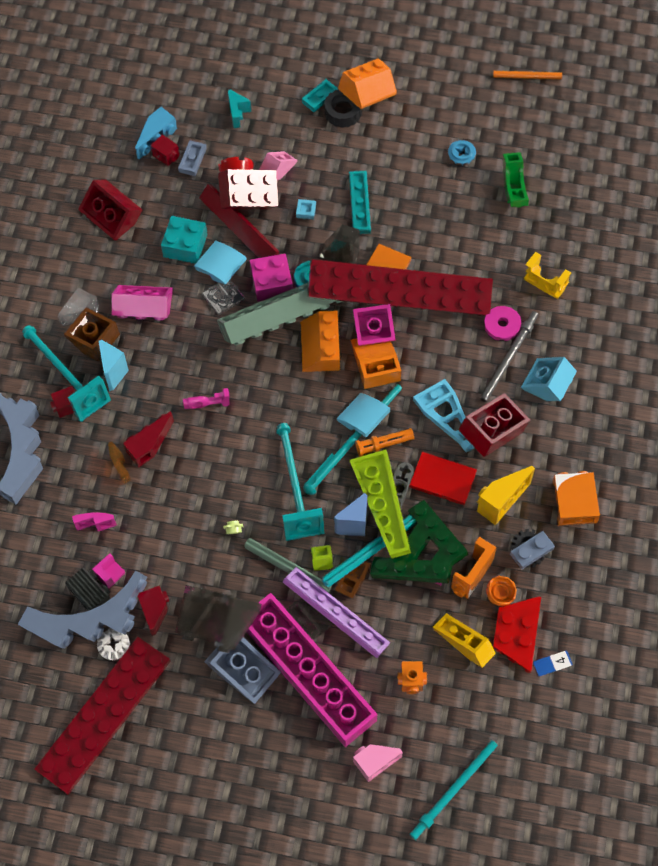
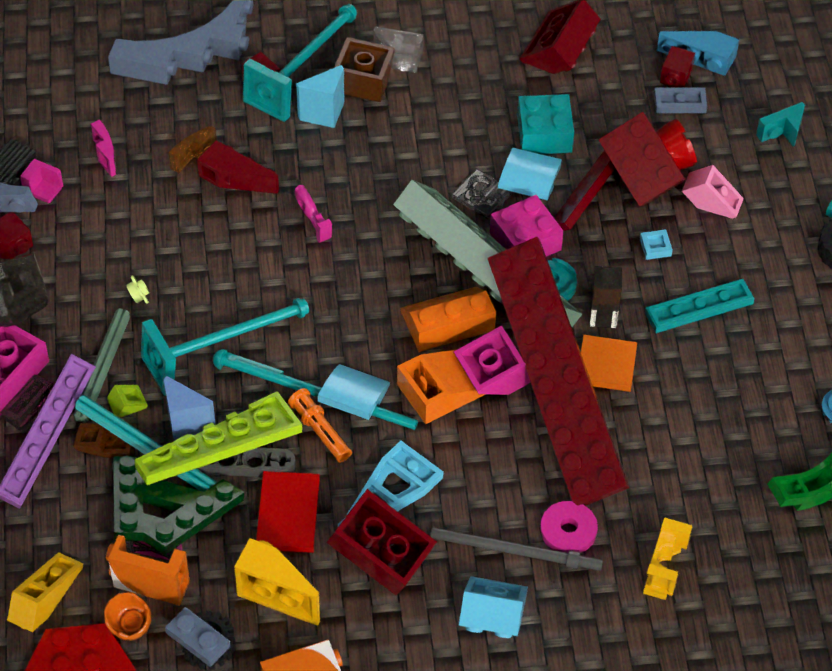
camera: 70 degrees right, 10 degrees down
(141, 301) = (434, 107): dark pink slope -> none

